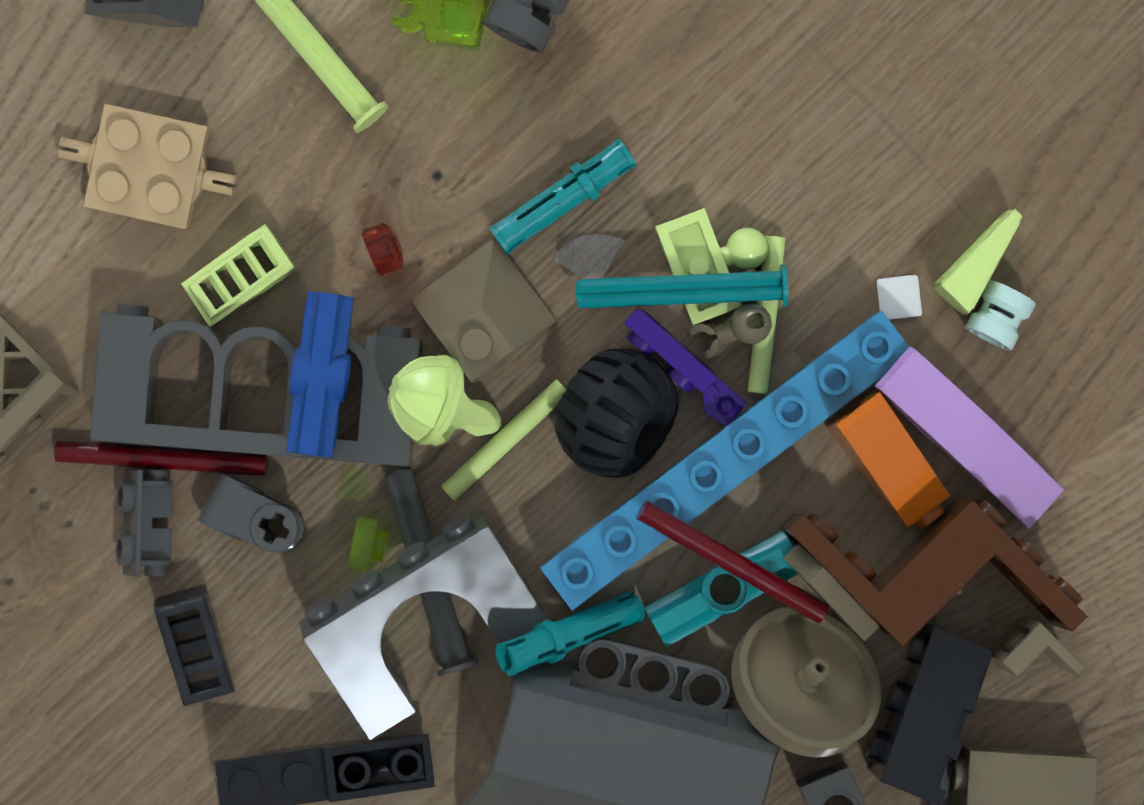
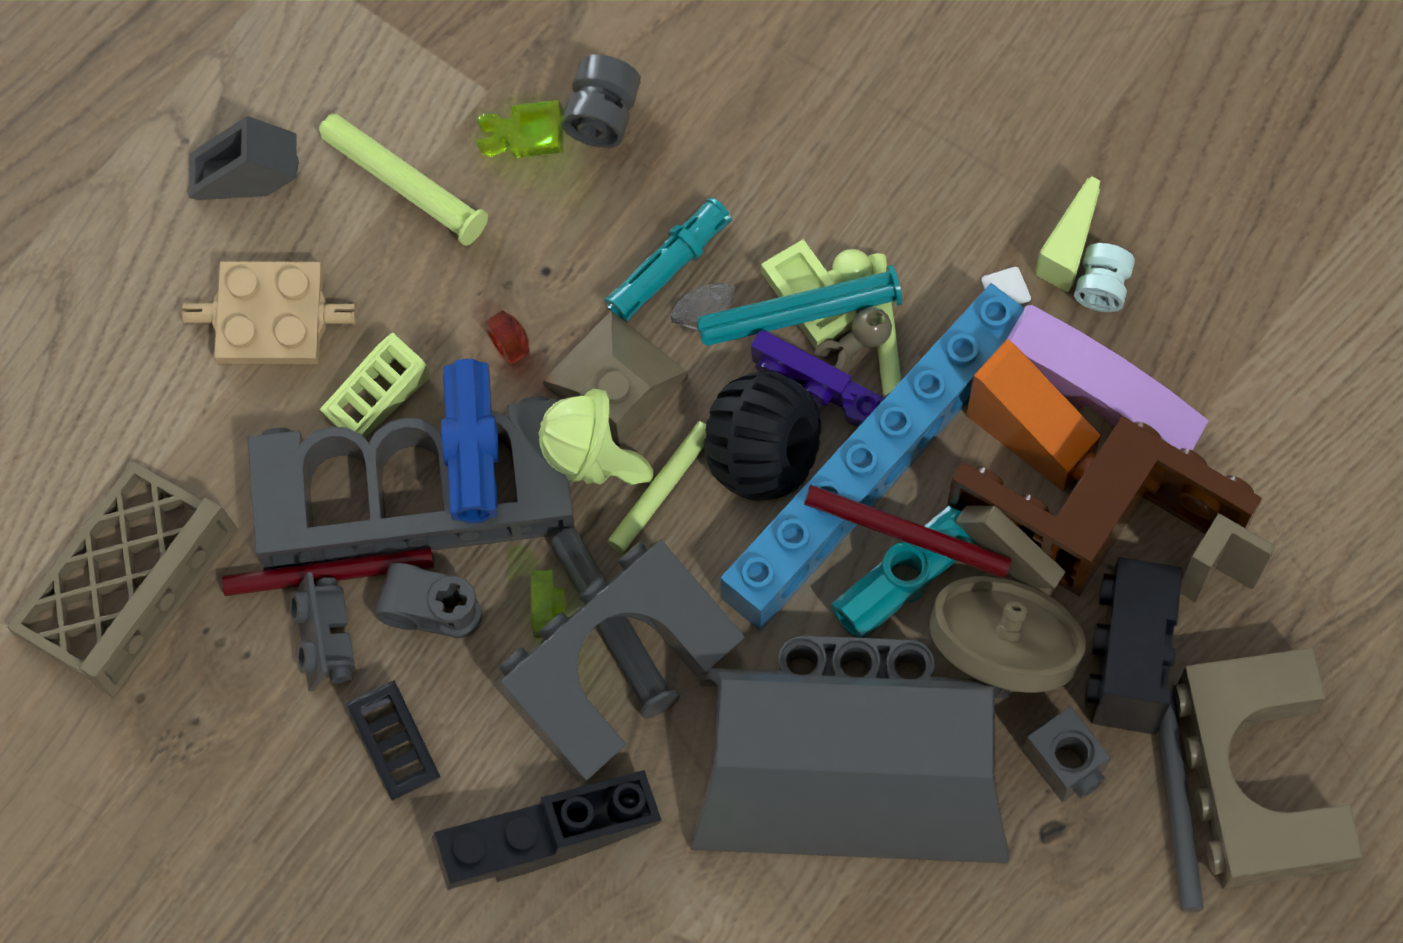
camera: 10 degrees left, 20 degrees down
(552, 640) = (748, 641): teal pin -> none

